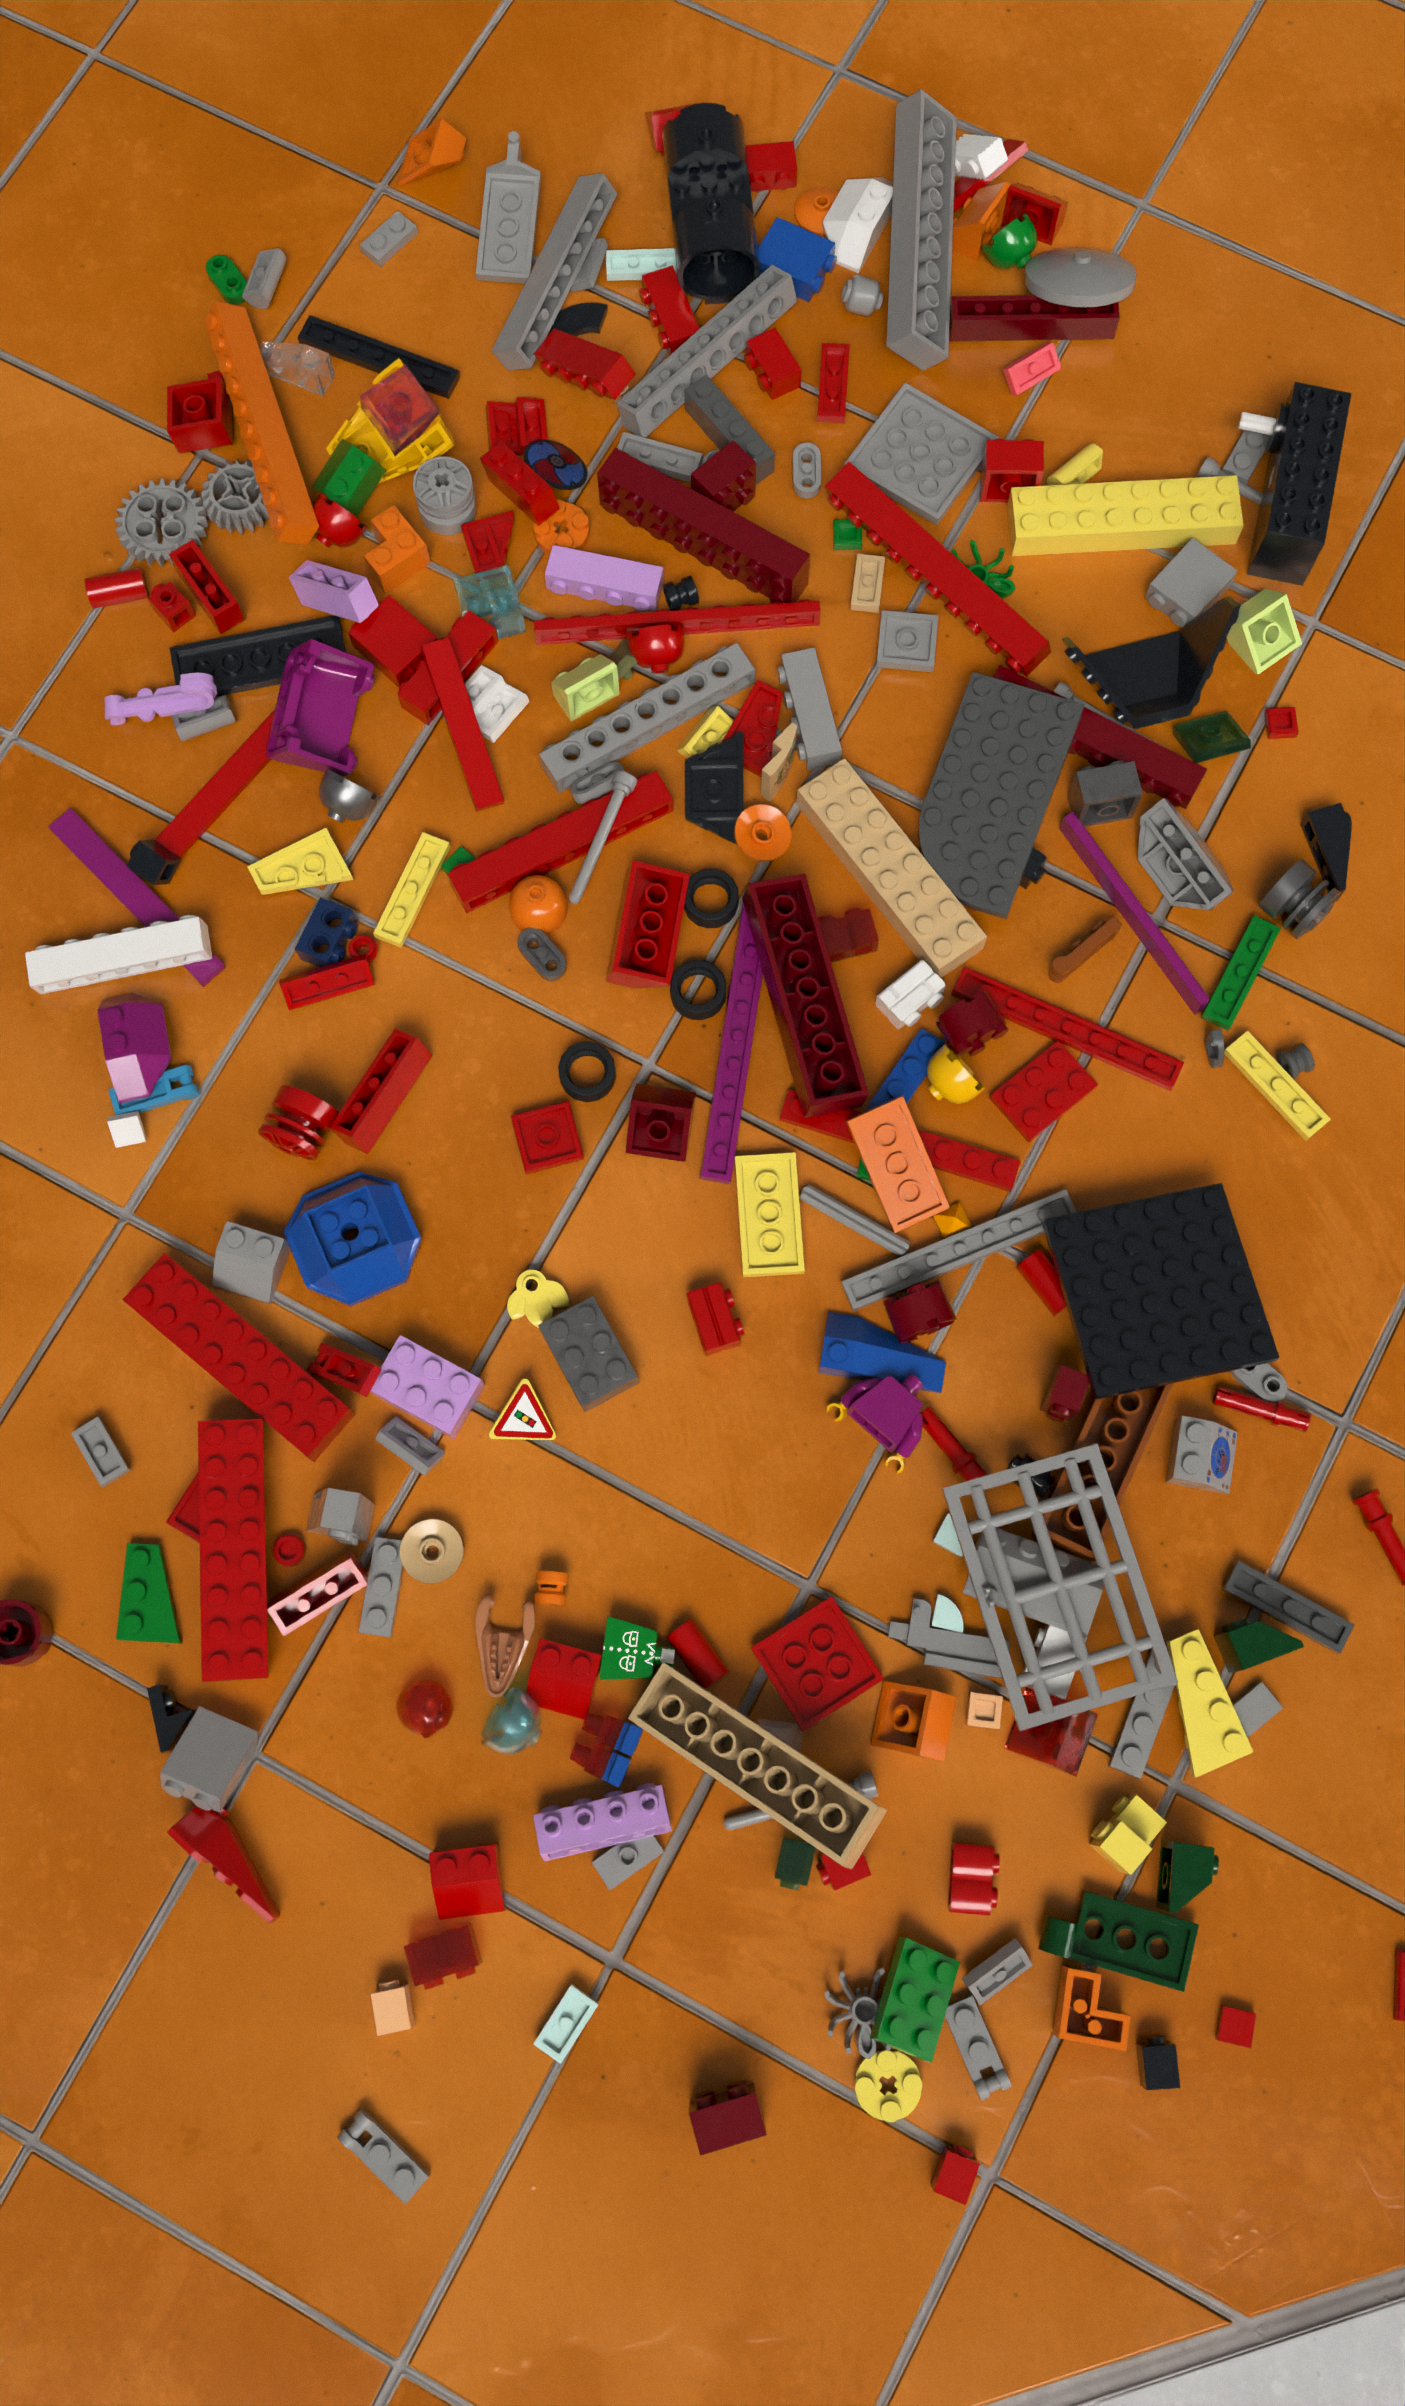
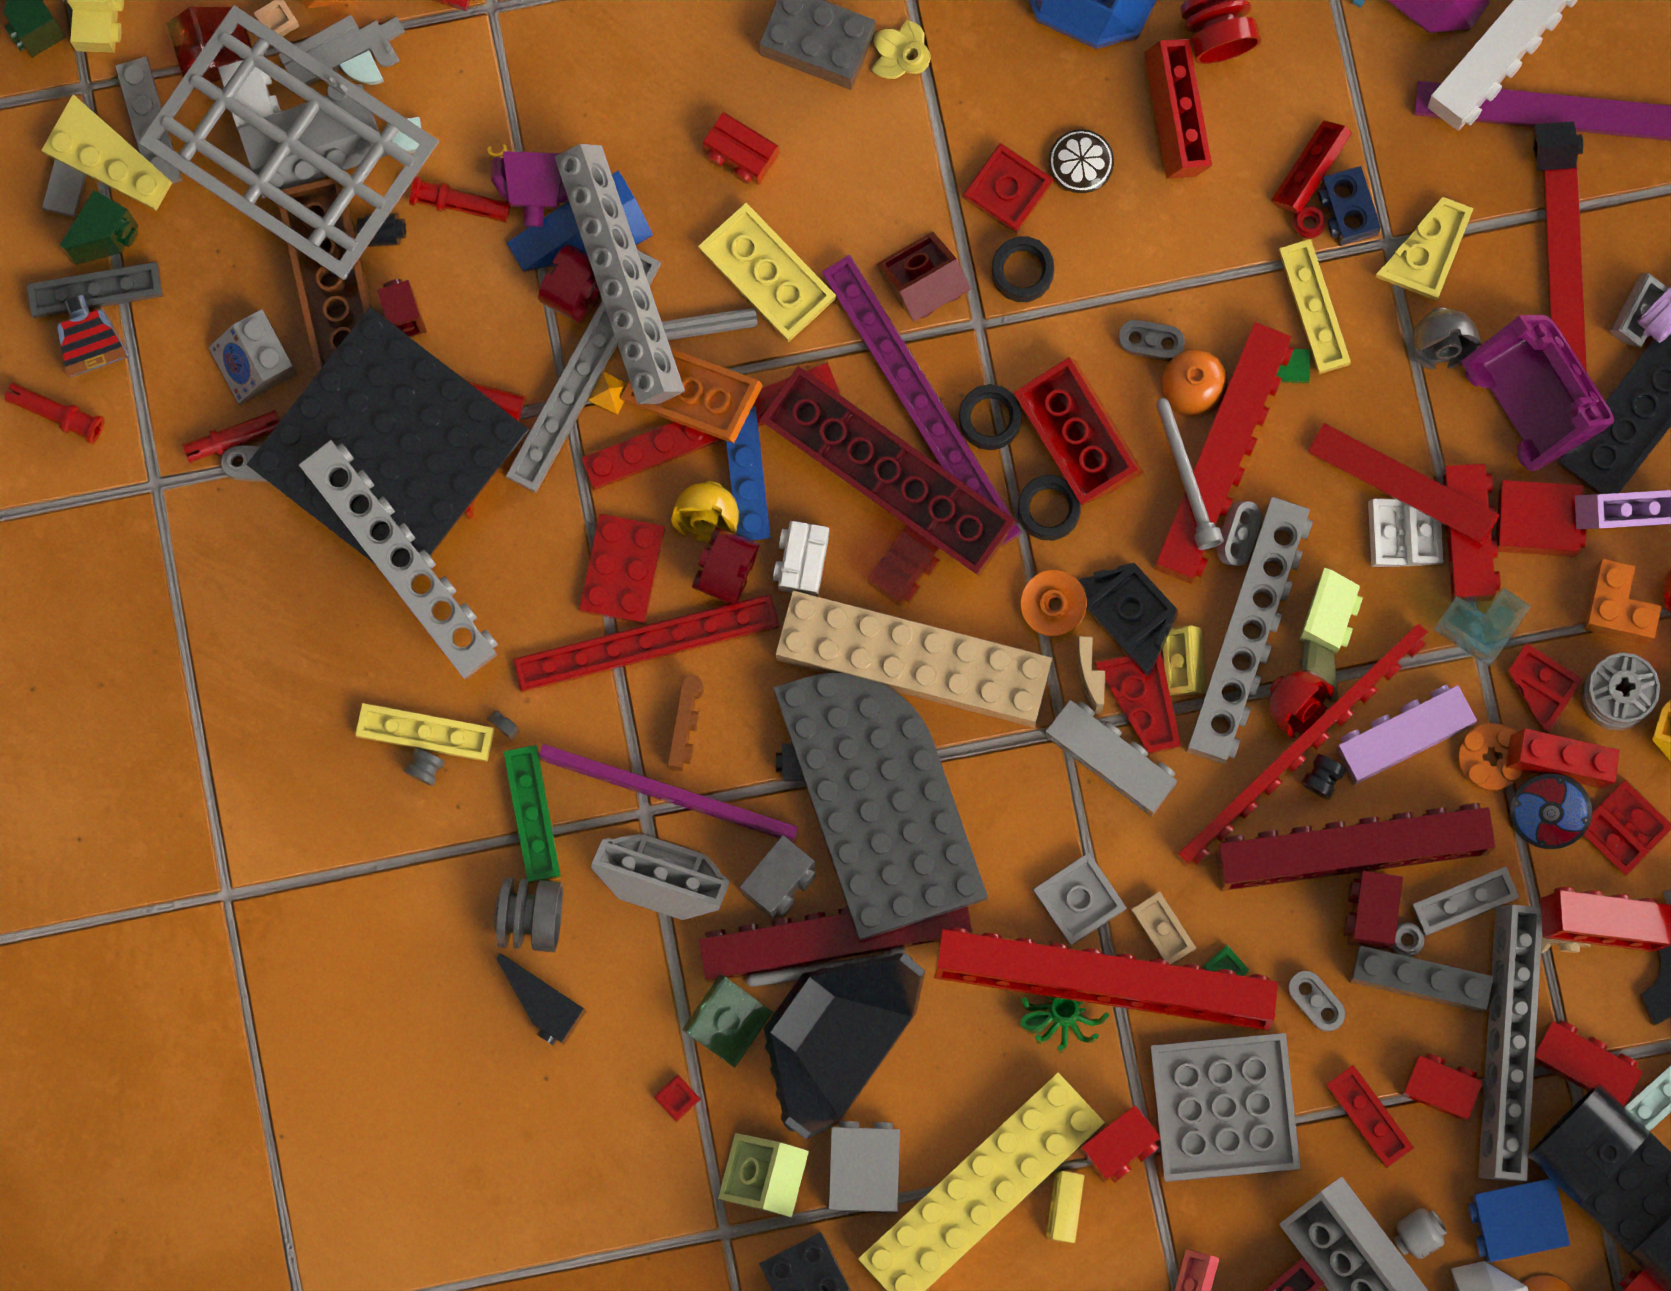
camera: 145 degrees right, 5 degrees up
(479, 1116) = (1081, 161): none -> dish
(884, 1281) = (619, 274): none -> light grey brick
(1217, 1092) = (319, 470): none -> light grey brick
(1322, 1567) = (88, 339): none -> torso

